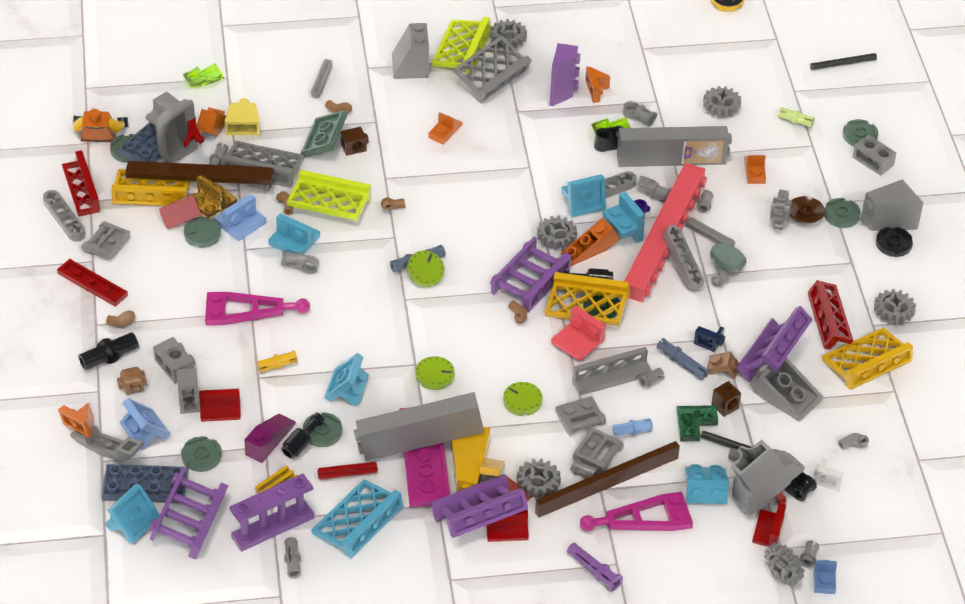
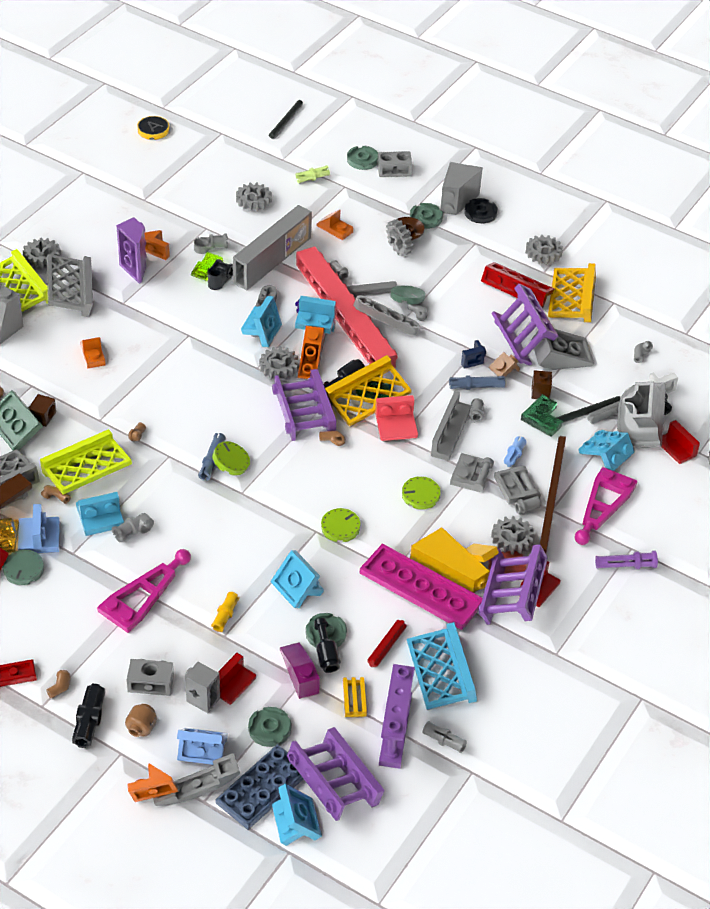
camera: 50 degrees left, 0 degrees up
(418, 426) = (407, 564): light grey brick -> none
(656, 190) = (299, 285): light grey connector -> none

